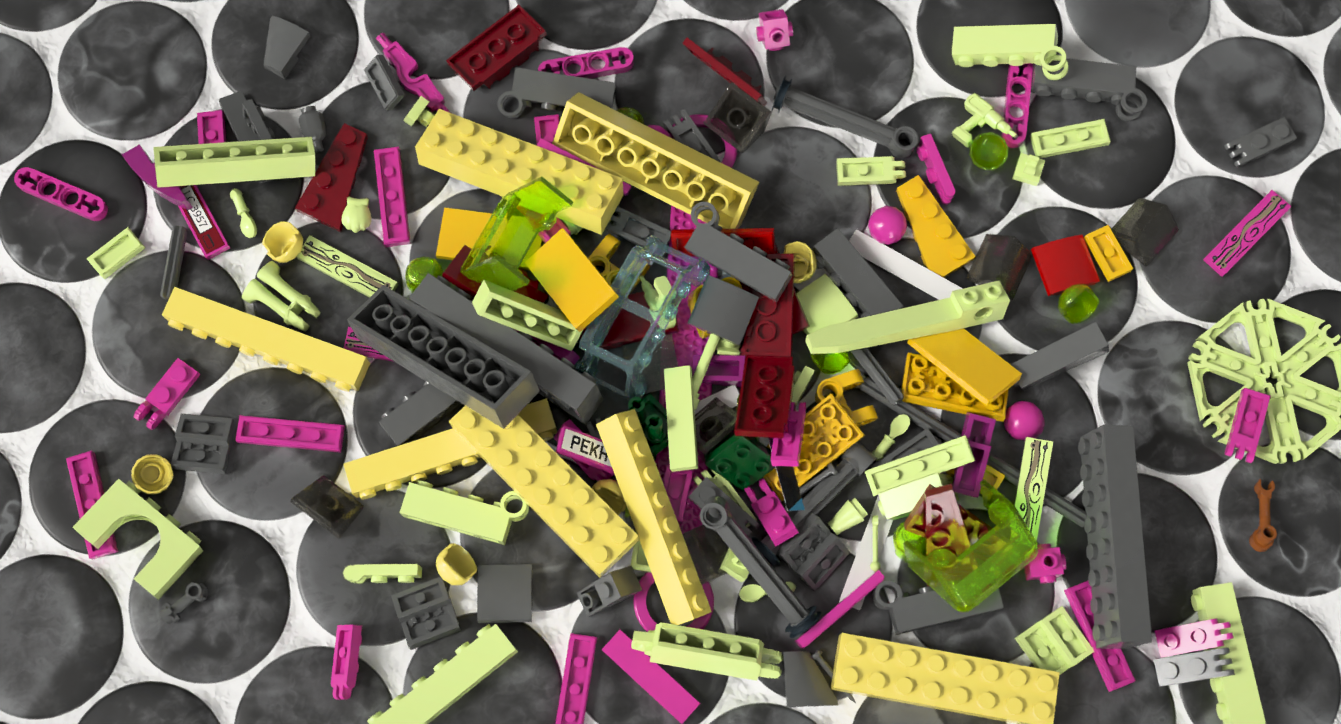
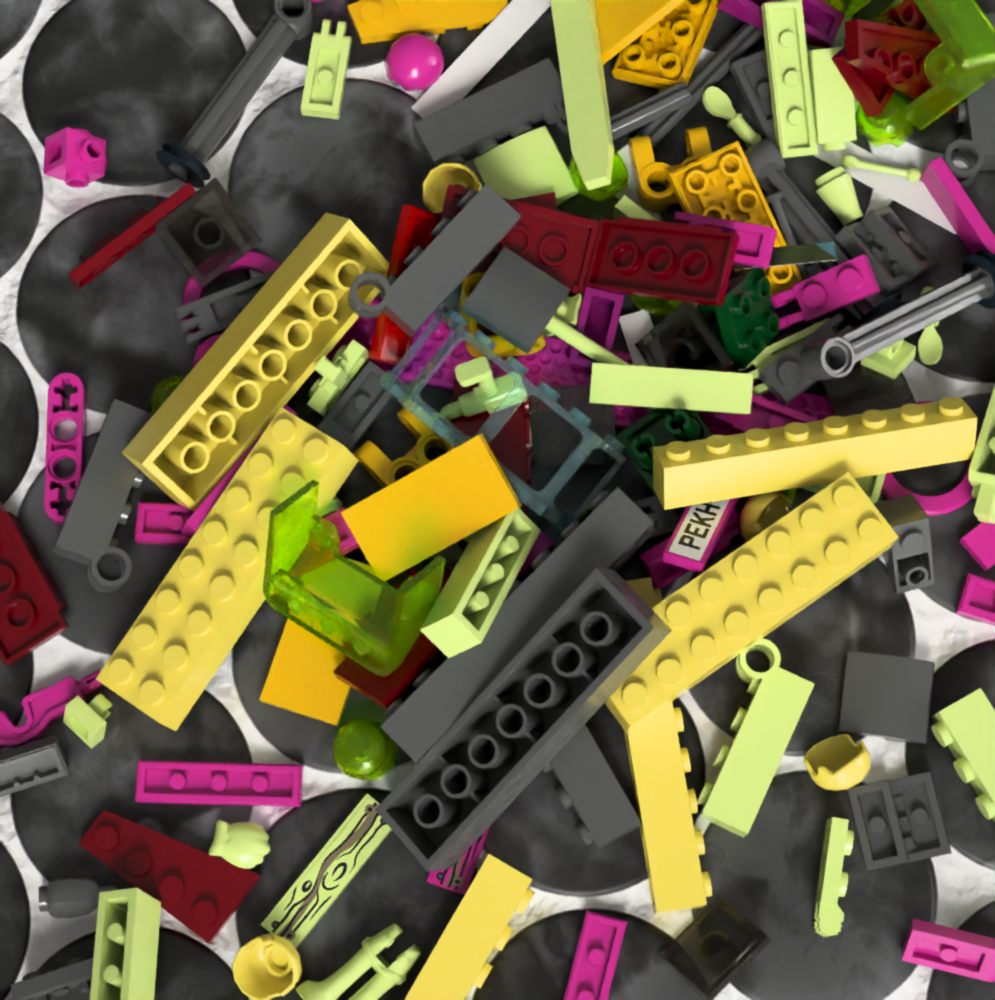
camera: 80 degrees left, 0 degrees up
(655, 213) = (336, 376): none -> yellowish green hinge

